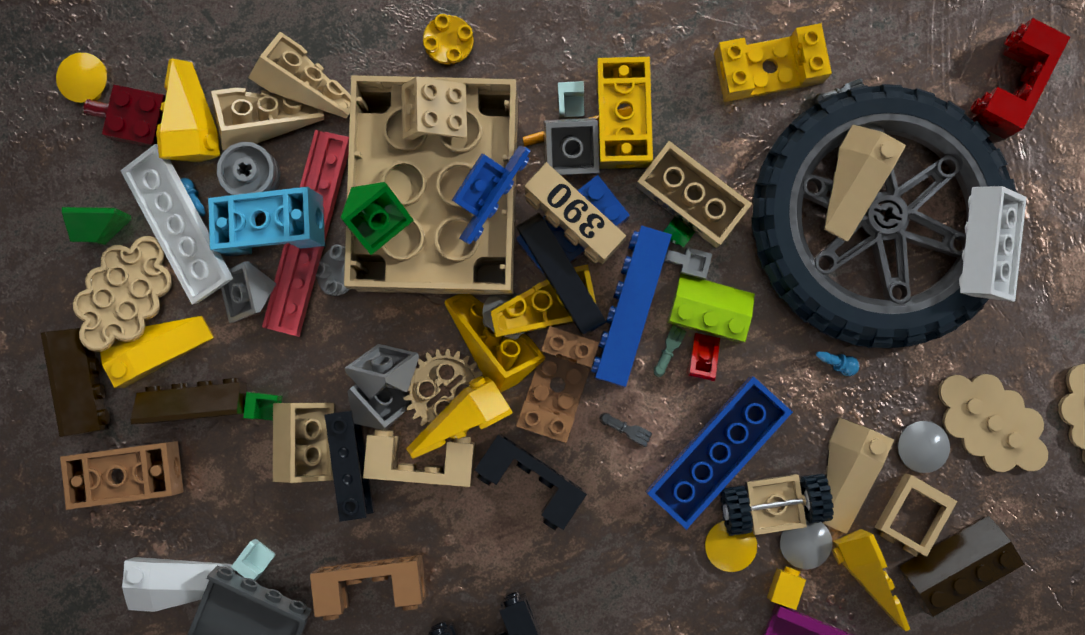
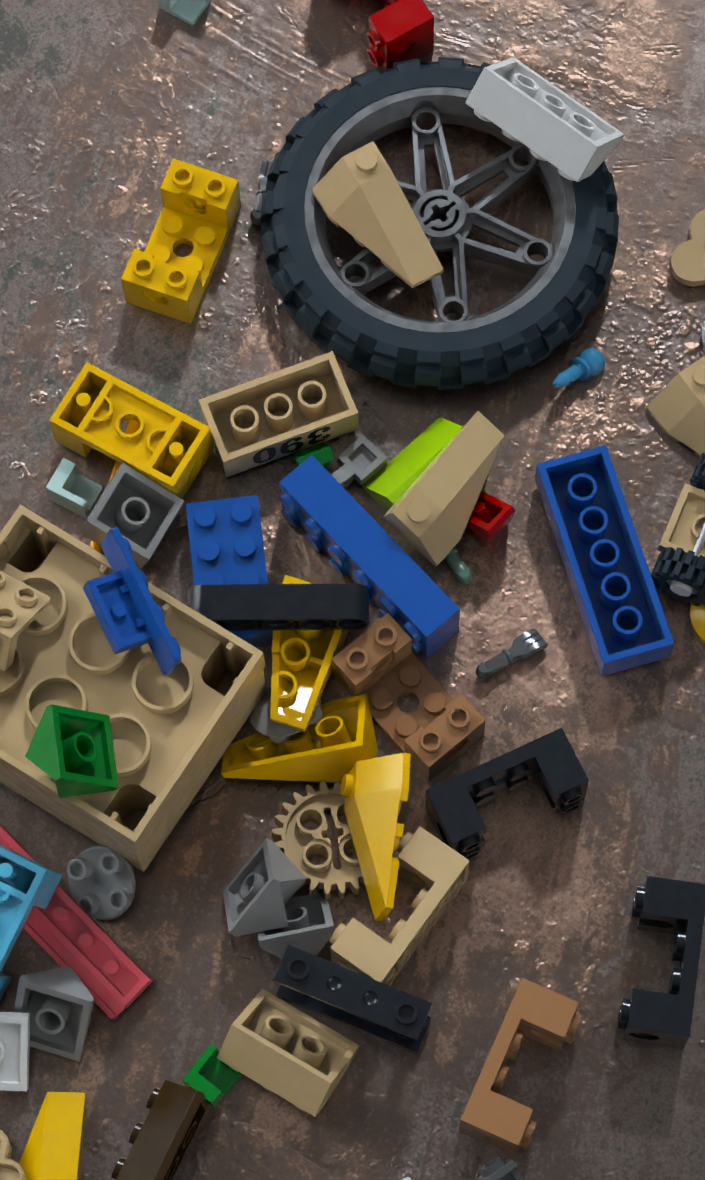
camera: 60 degrees left, 15 degrees down
(574, 214) = (219, 545): tan brick -> none
(696, 331) = (444, 495): none -> tan wedge

